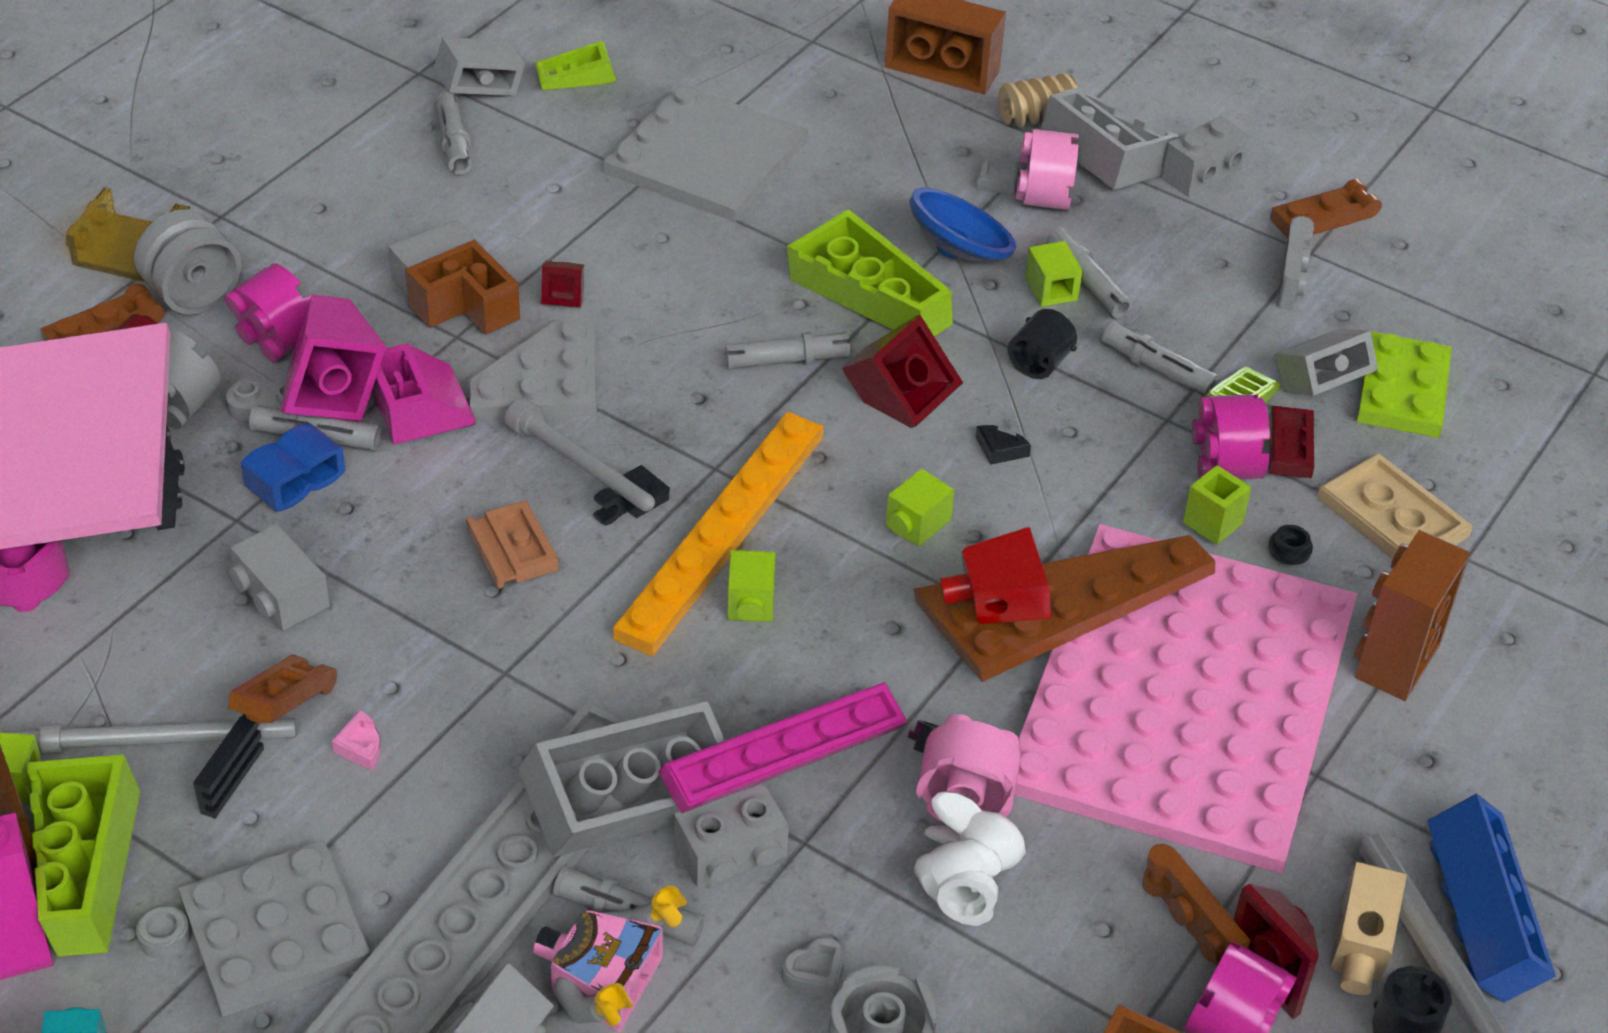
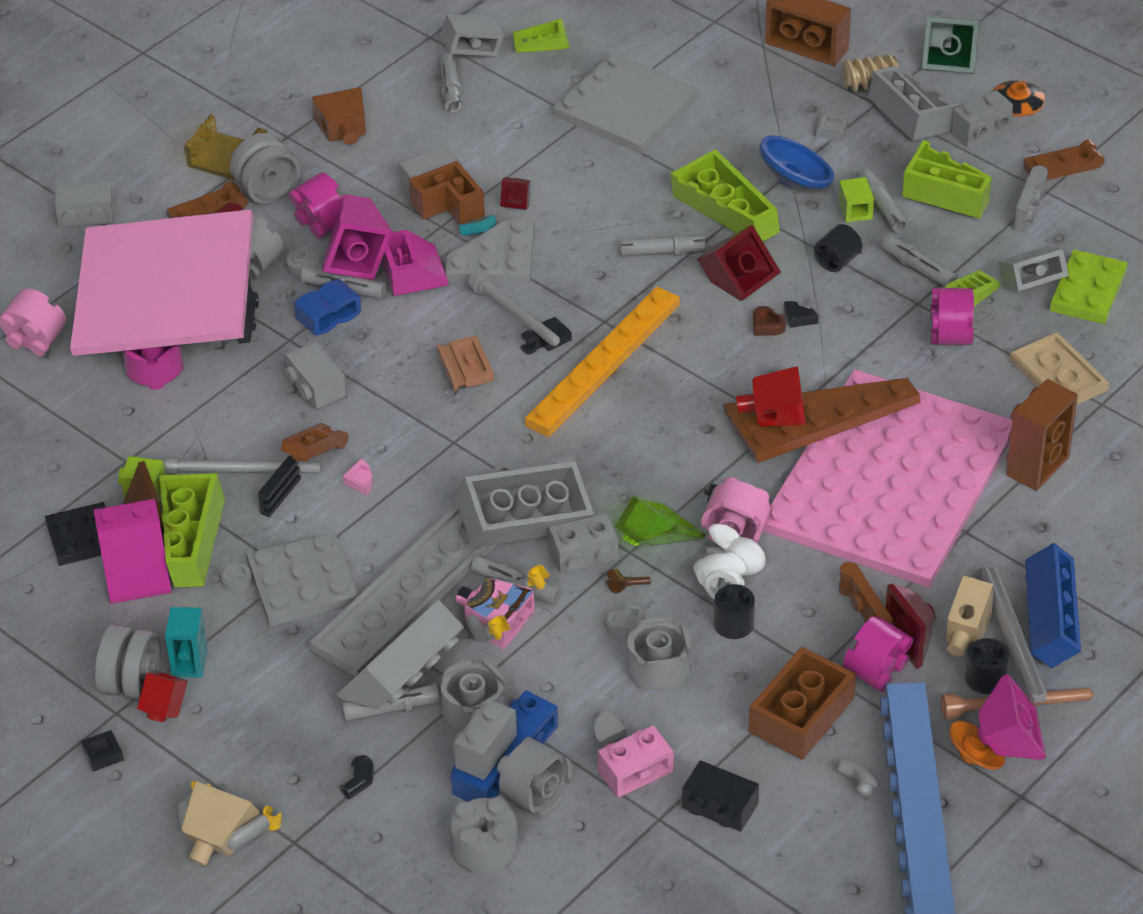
camera: 10 degrees right, 0 degrees up
(297, 182) = (340, 115): none -> dark orange torso
(511, 333) = (478, 225): none -> teal tile
(751, 585) = (617, 396): lime brick -> none
(781, 747) = (617, 492): dark pink tile -> none
(794, 900) = (618, 583): none -> reddish brown hand
(839, 794) = (655, 524): none -> clear neon green slope
(919, 507) = (735, 352): lime brick -> none
(956, 458) = (768, 322): none -> copper tile
(990, 941) = (734, 611): none -> black piece
(1049, 169) = (864, 125): bright pink brick -> none
(1139, 59) = (950, 45): none -> slope
(1177, 246) = (946, 183): none -> lime wedge
(1217, 504) = (933, 360): lime brick -> none
(1258, 125) = (1024, 96): none -> dish
(1291, 441) = (998, 321): dark red plate -> none
(1291, 545) = (981, 389): black plate -> none

